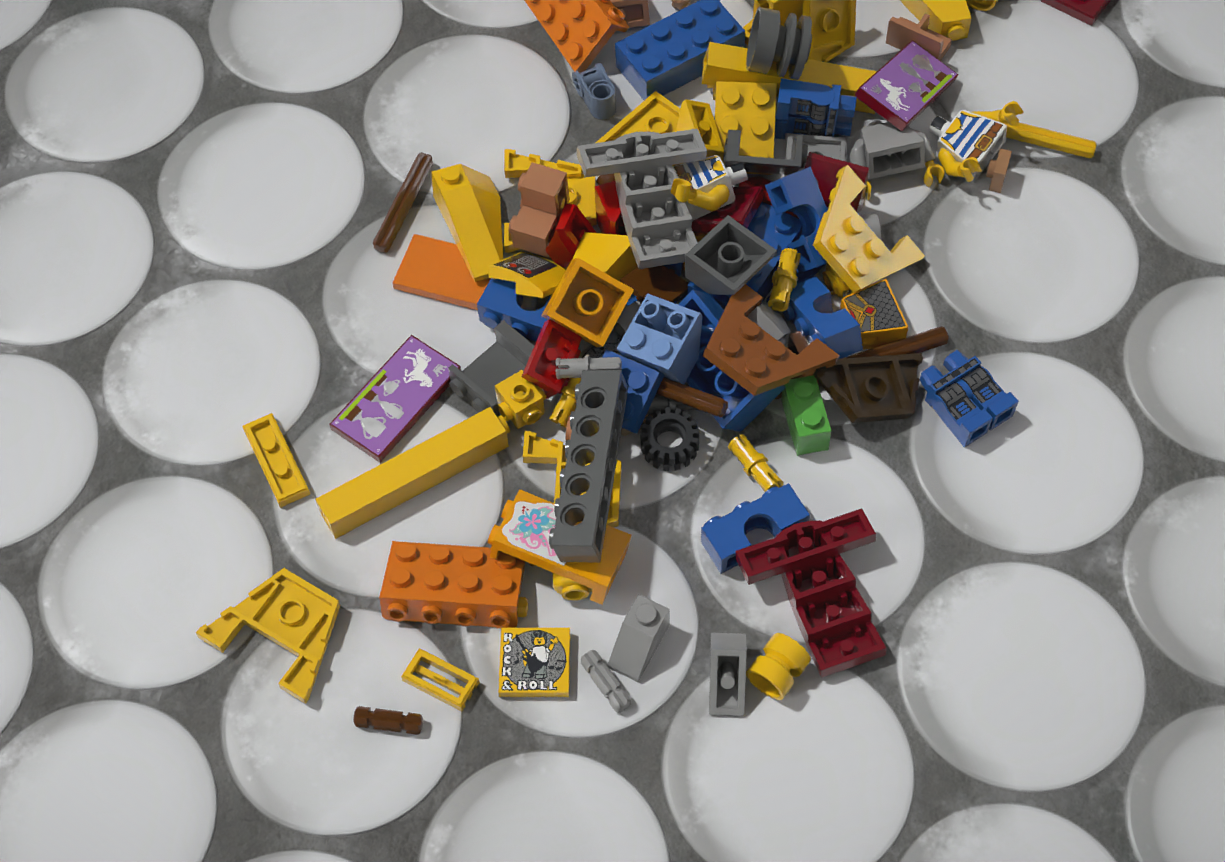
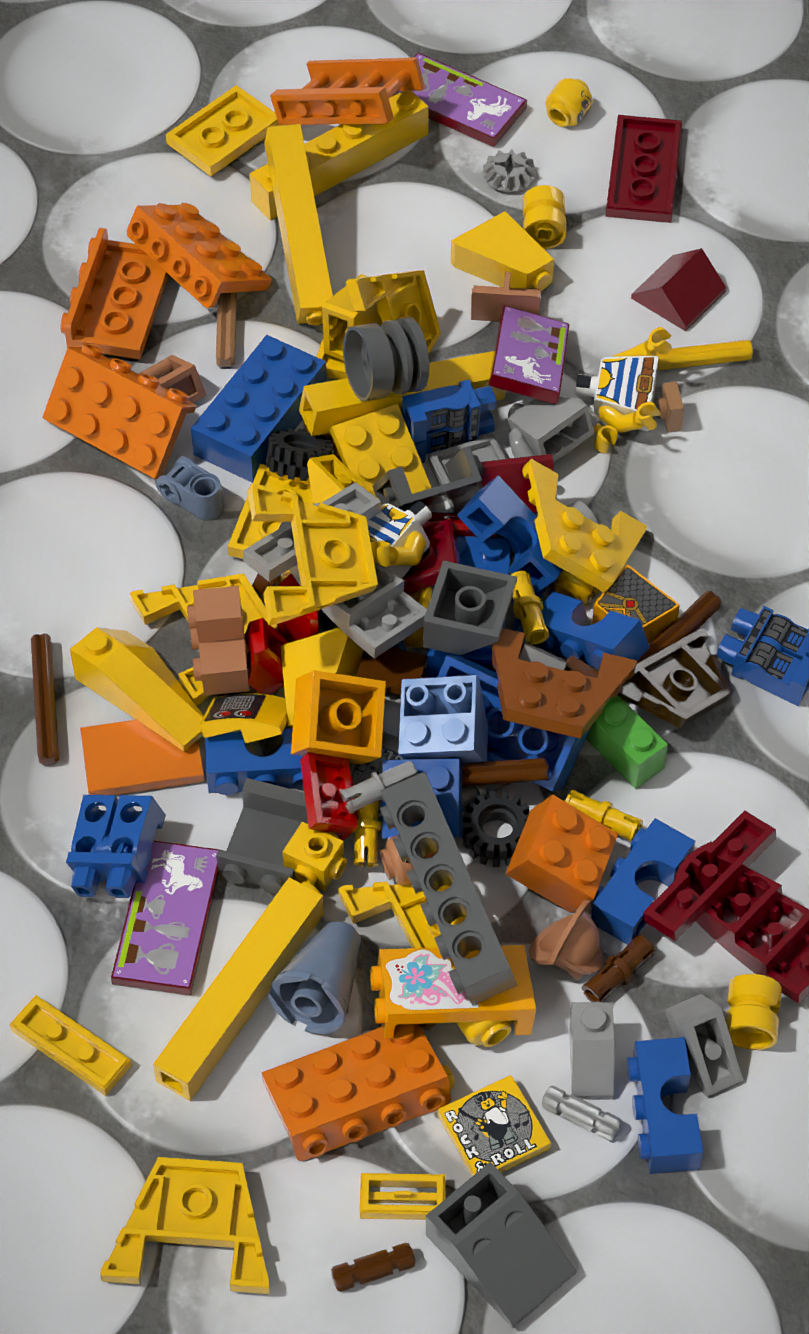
camera: 30 degrees left, 5 degrees down
(383, 327) = (113, 843): none -> blue hips
(471, 491) = (319, 980): none -> sand blue cone
(482, 749) = (499, 1244): none -> dark grey slope
(639, 175) = (330, 554): none -> yellow wing
(671, 550) = (570, 944): none -> nougat helmet
(679, 677) = (668, 1139): none -> blue arch
(682, 86) = (291, 451): none -> black tyre
(697, 587) = (618, 969): none -> reddish brown pin
(701, 479) = (561, 853): none -> orange brick
(1066, 81) = (681, 288): none -> dark red slope

